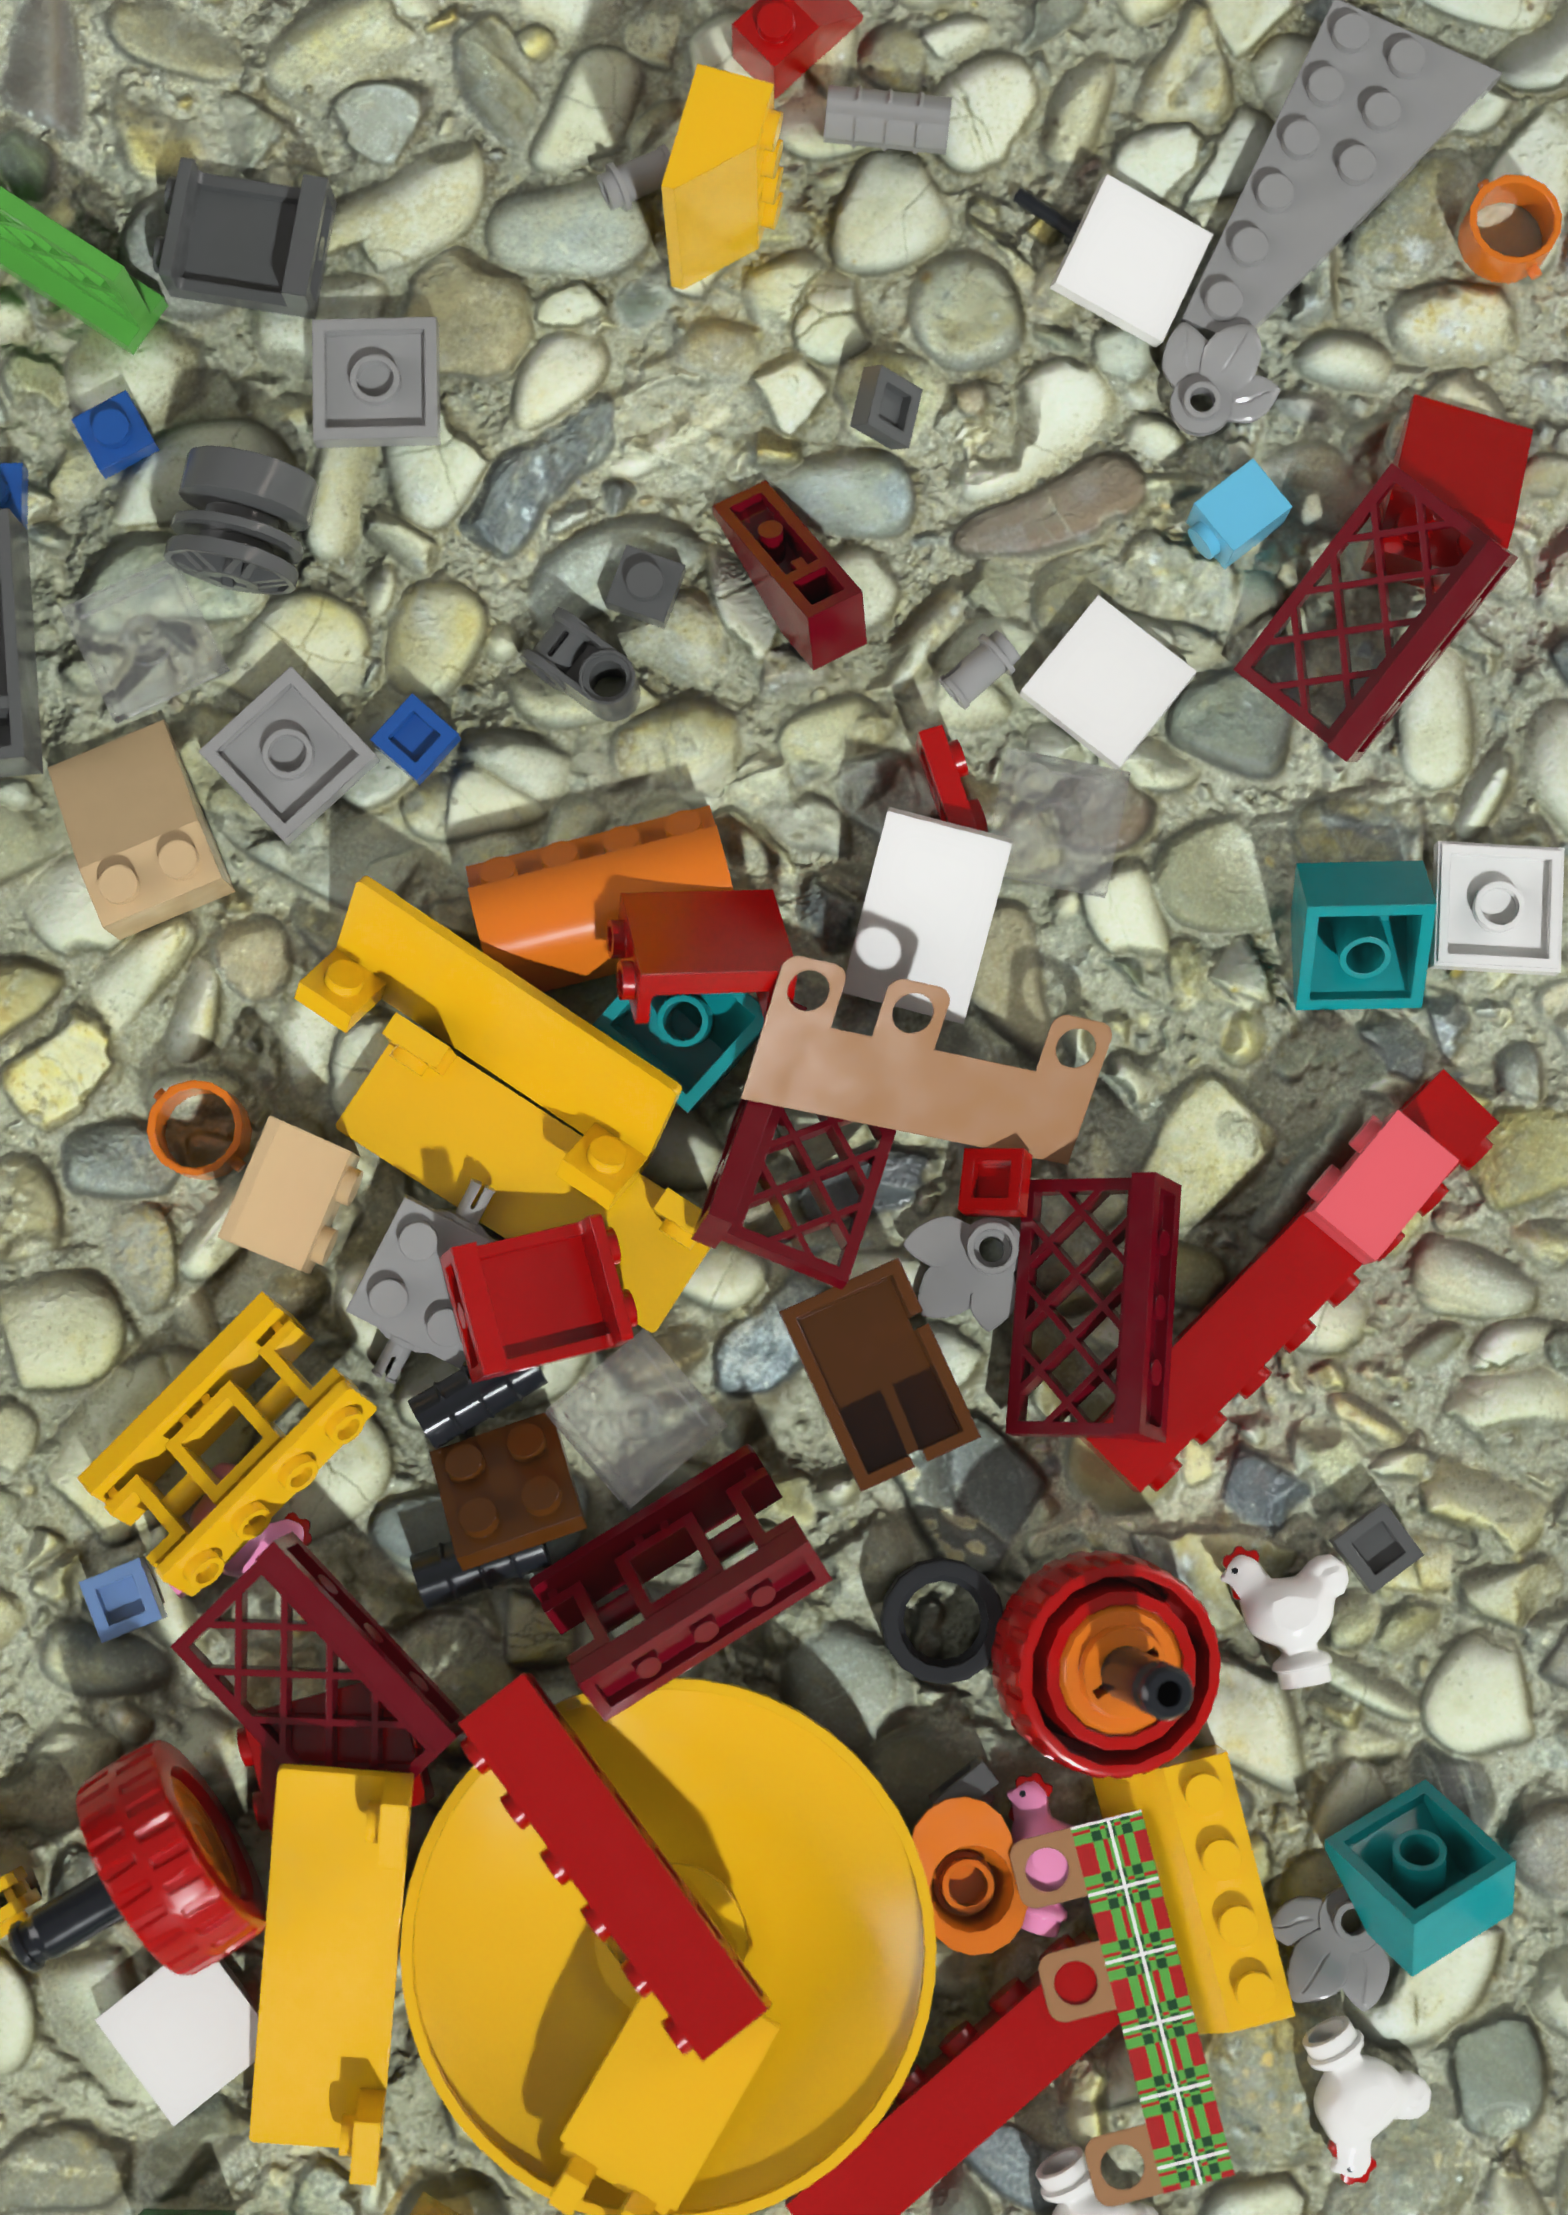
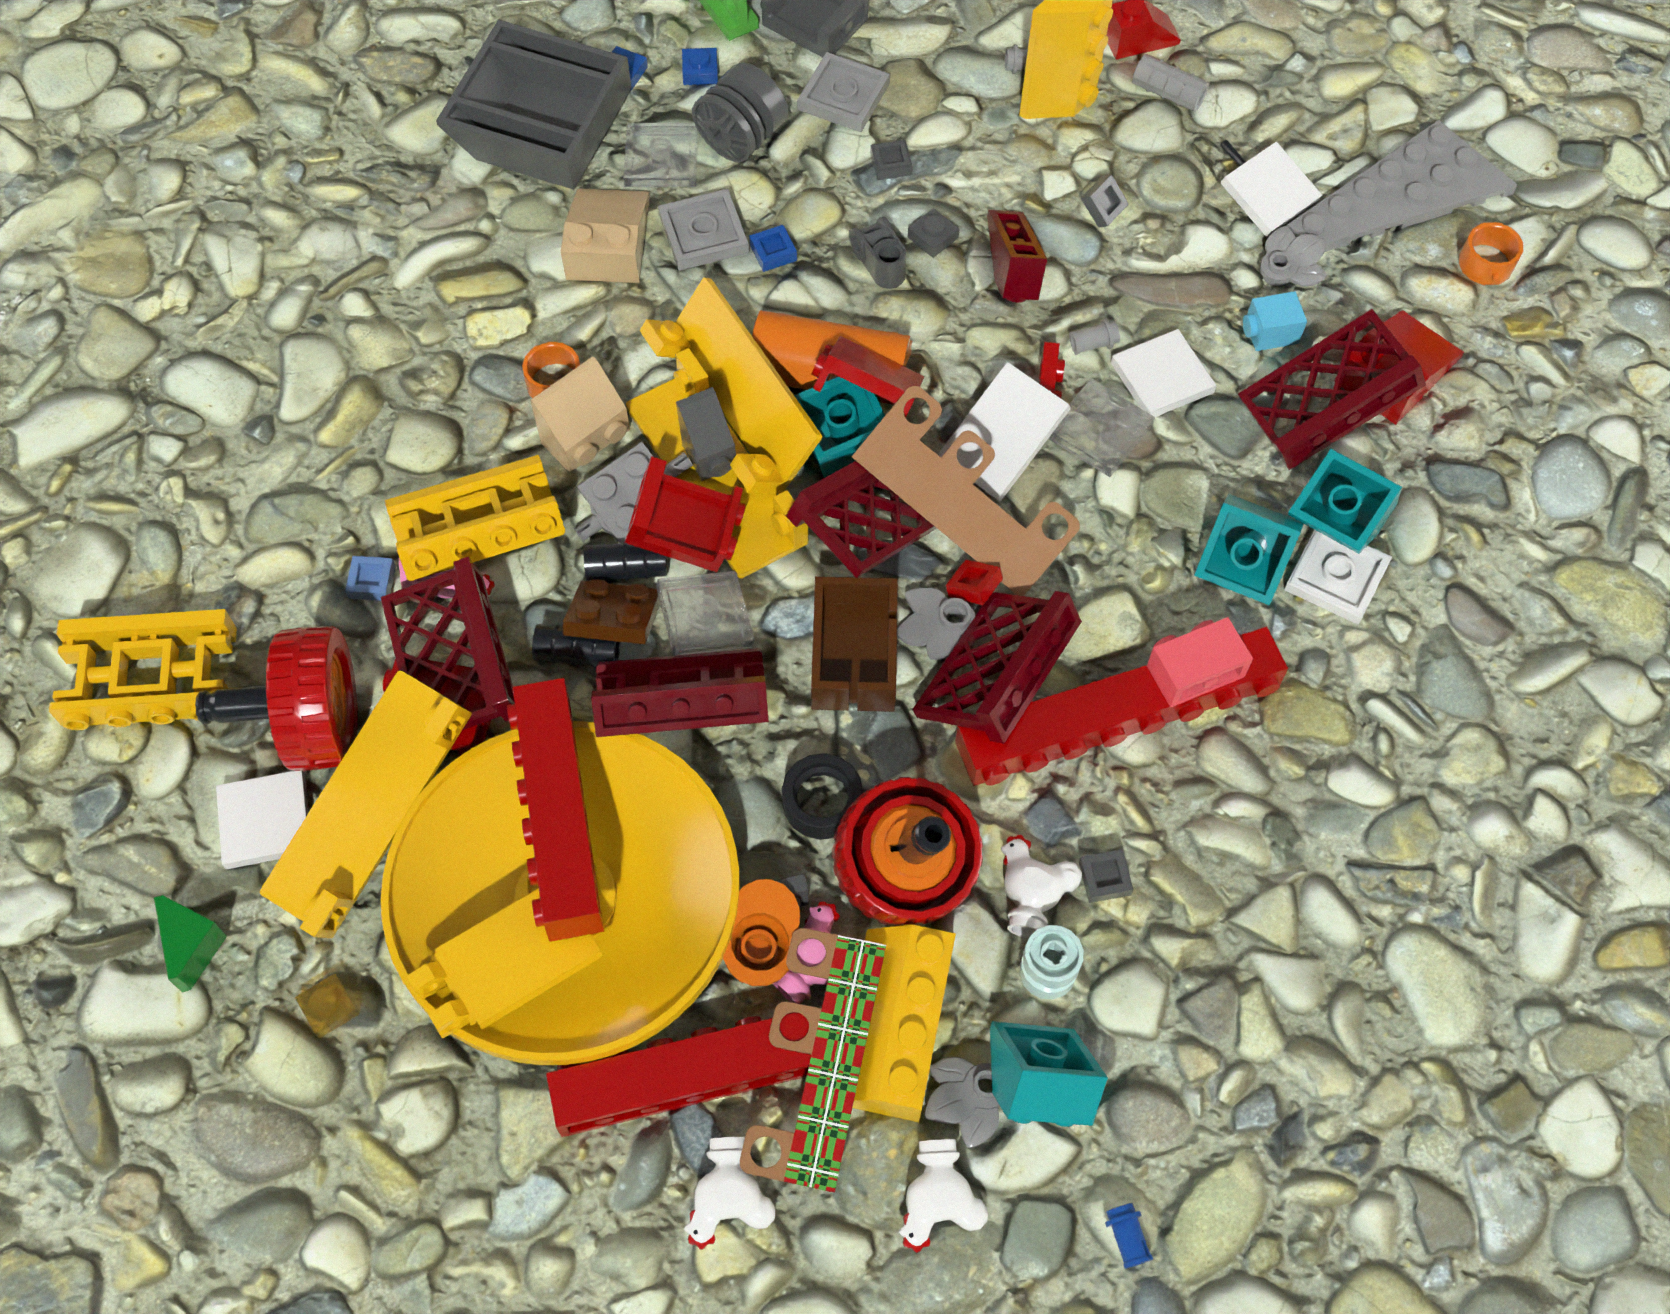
camera: 25 degrees right, 20 degrees down
(504, 1152) = (705, 434): none -> dark grey slope
(513, 475) = (891, 159): none -> dark grey tile
(1363, 1717) = (1046, 971): none -> light aqua wheel
(1471, 808) = (1346, 501): none -> teal slope

